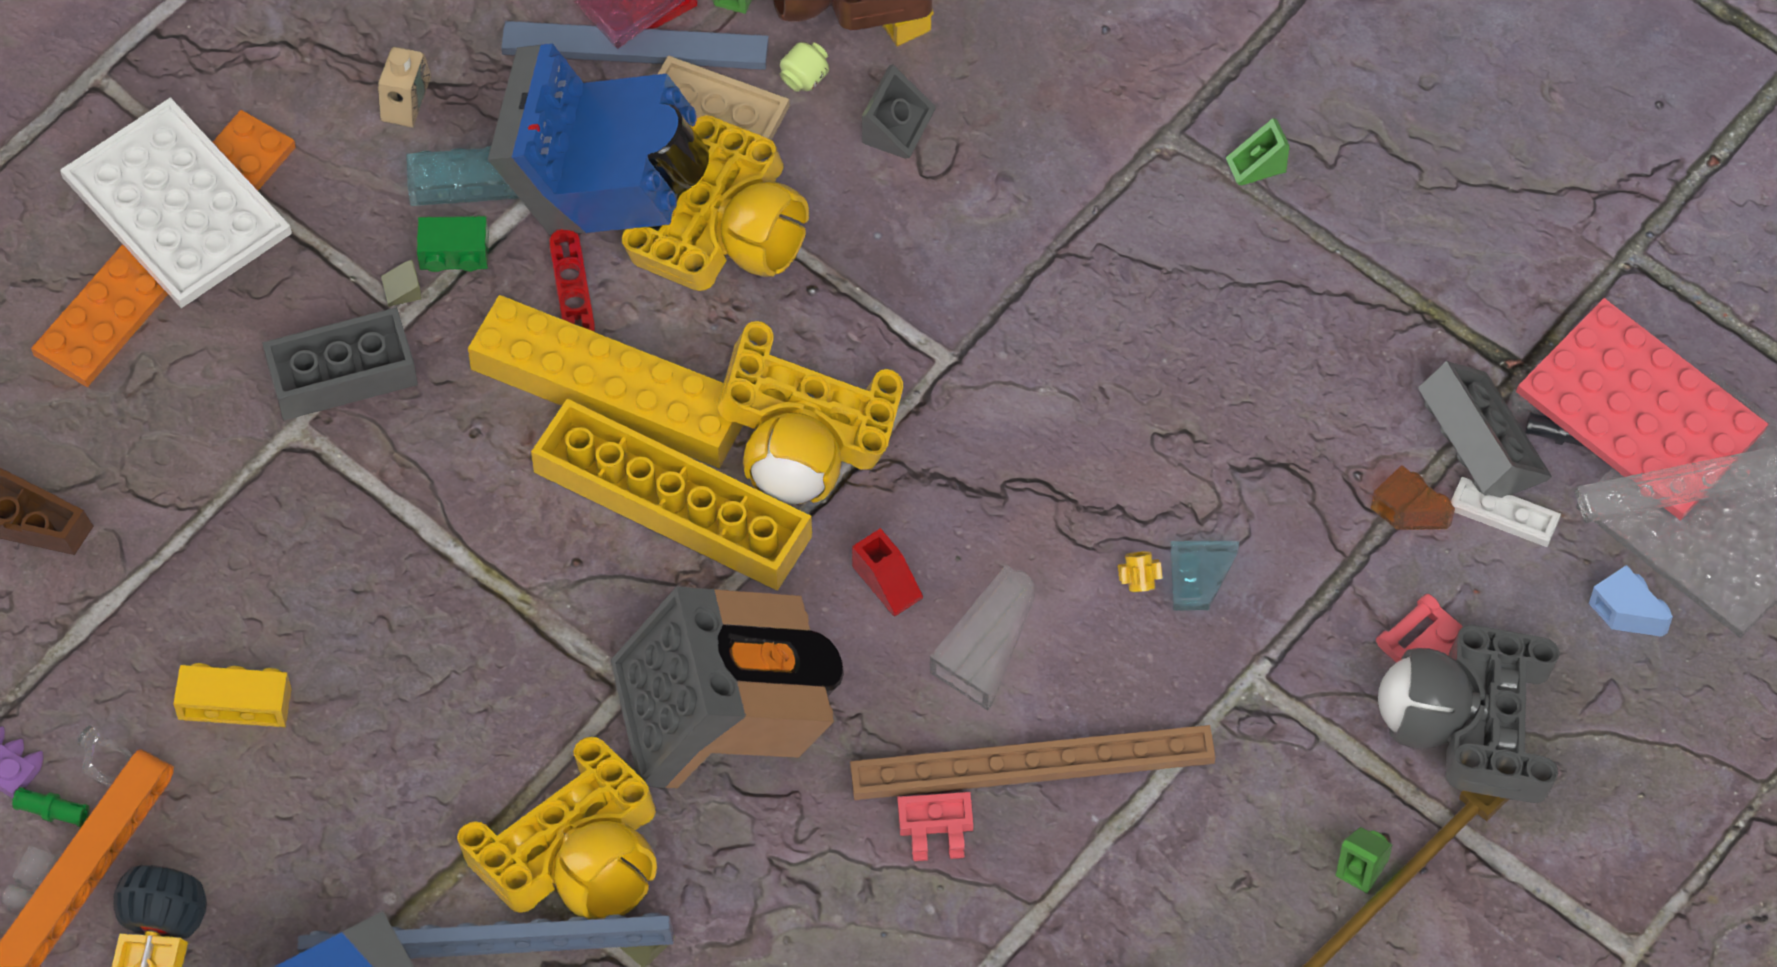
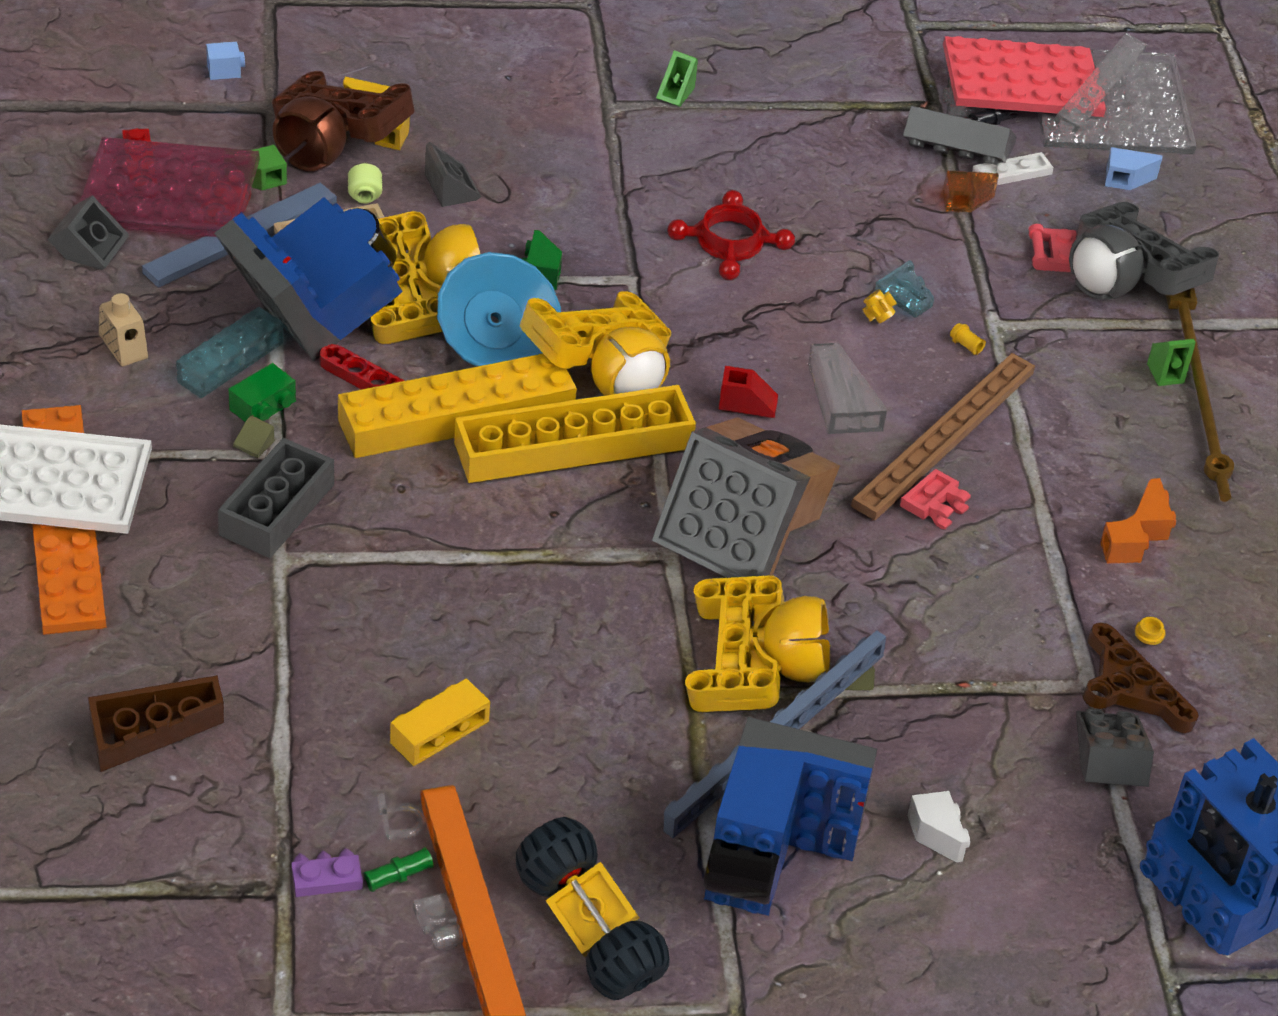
camera: 50 degrees left, 15 degrees down
(717, 280) = (486, 288): none -> dark azure dish
(868, 280) = (544, 257): none -> green slope
(1051, 416) = (726, 249): none -> red piece
(1193, 668) = (961, 334): none -> yellow pin

